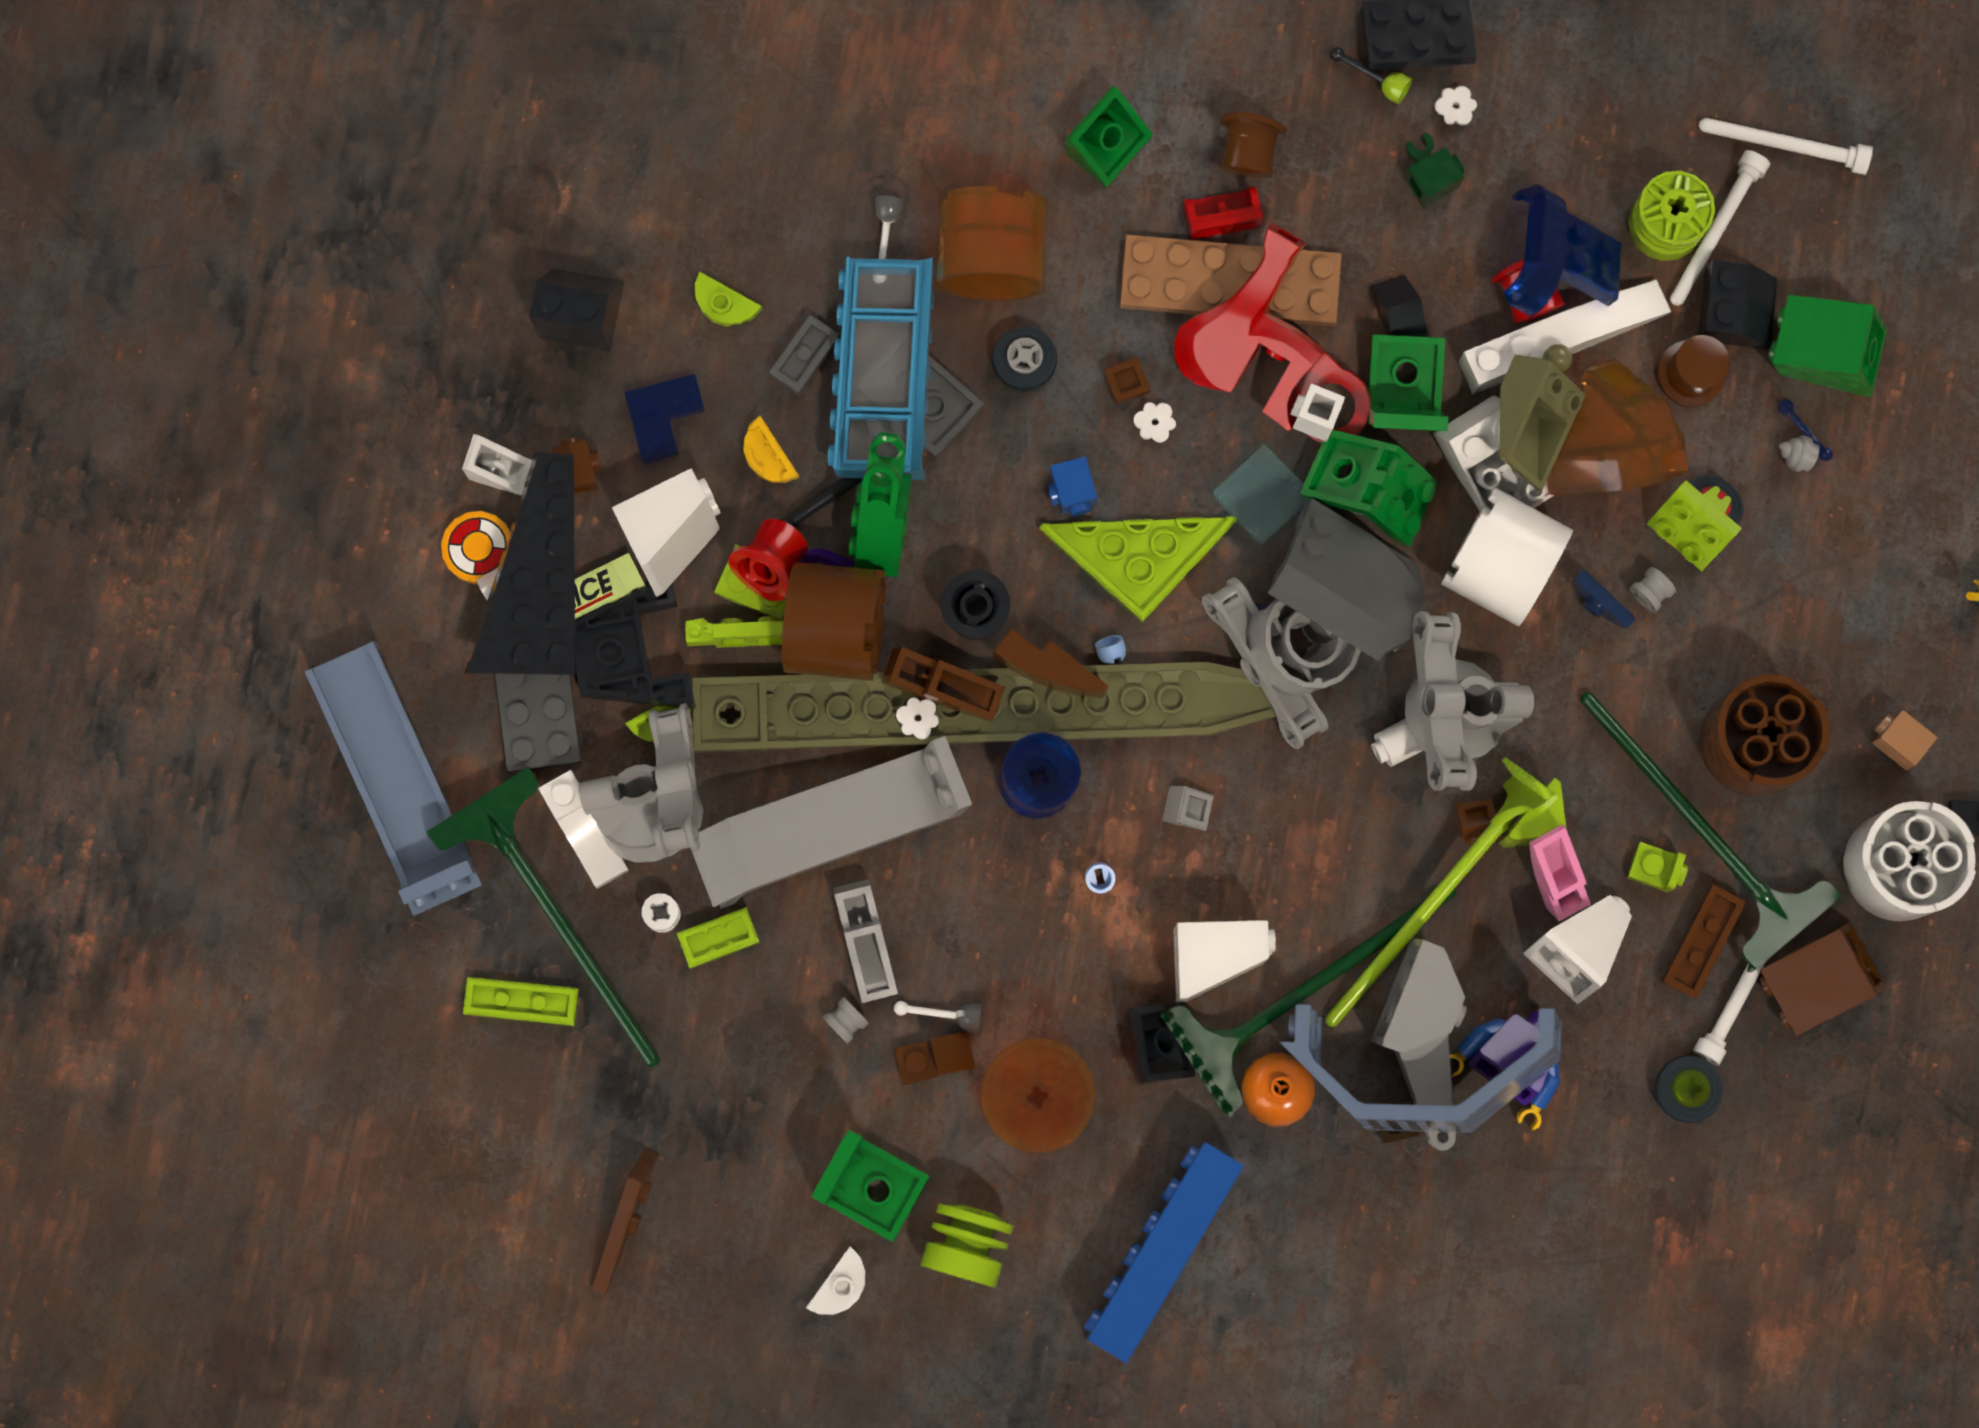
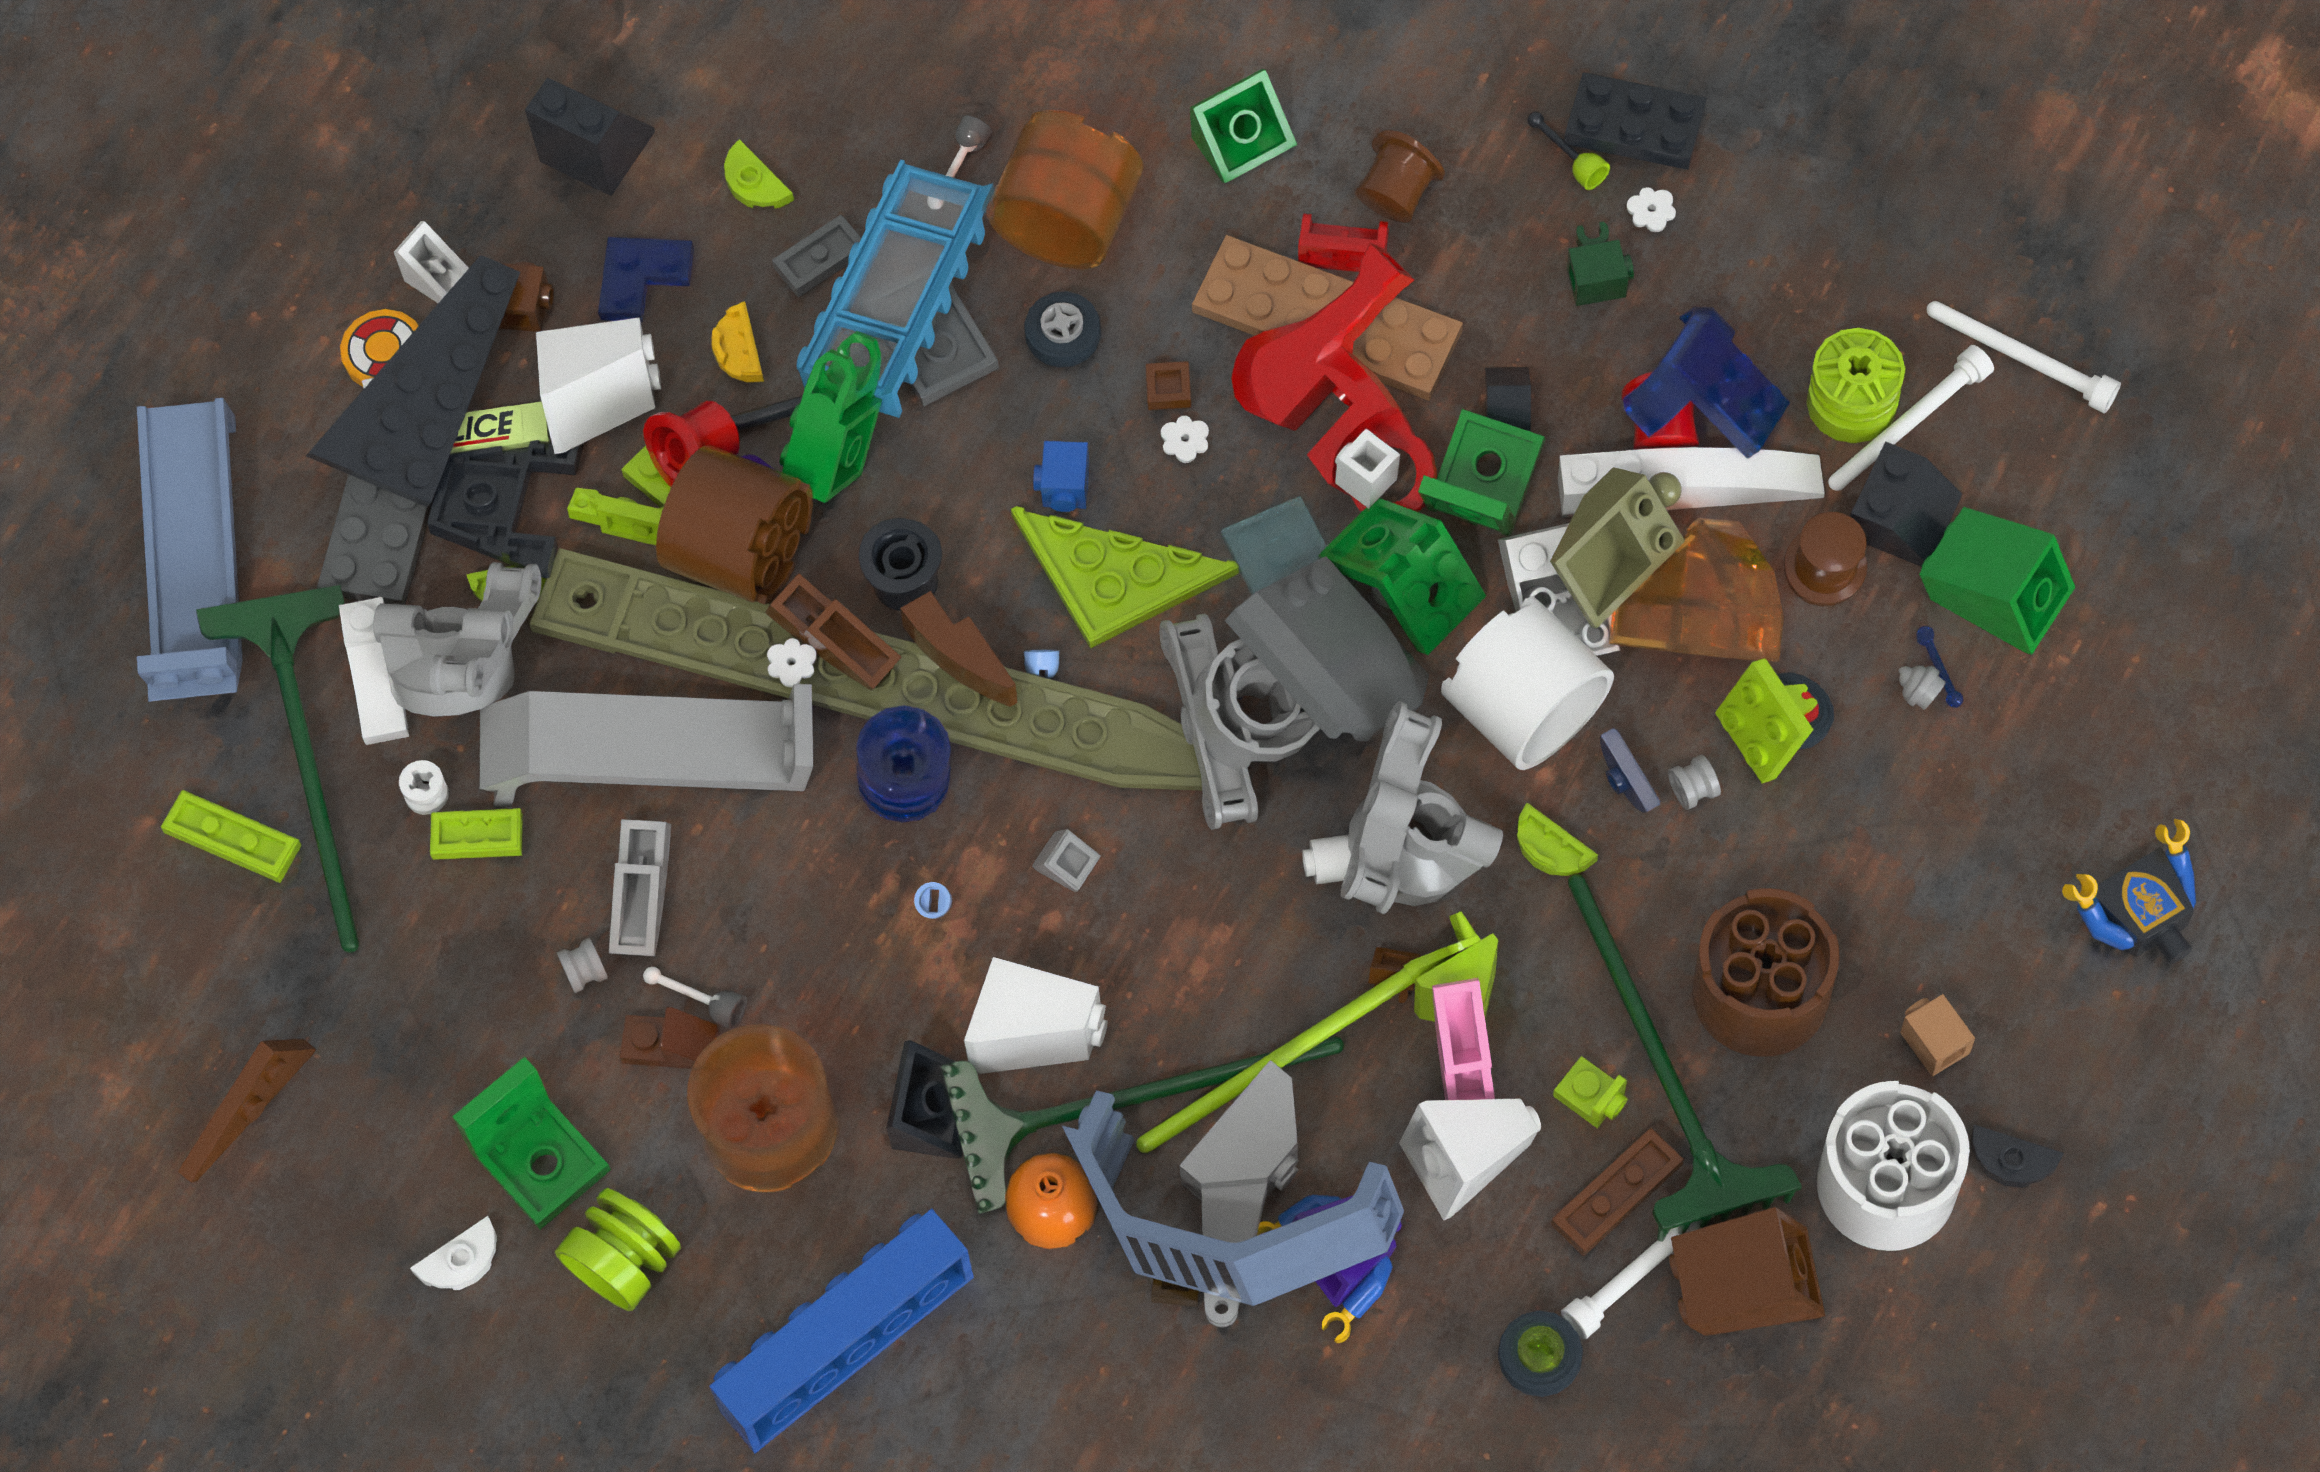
camera: 25 degrees right, 15 degrees down
(1558, 677) = (1550, 846): none -> lime plate

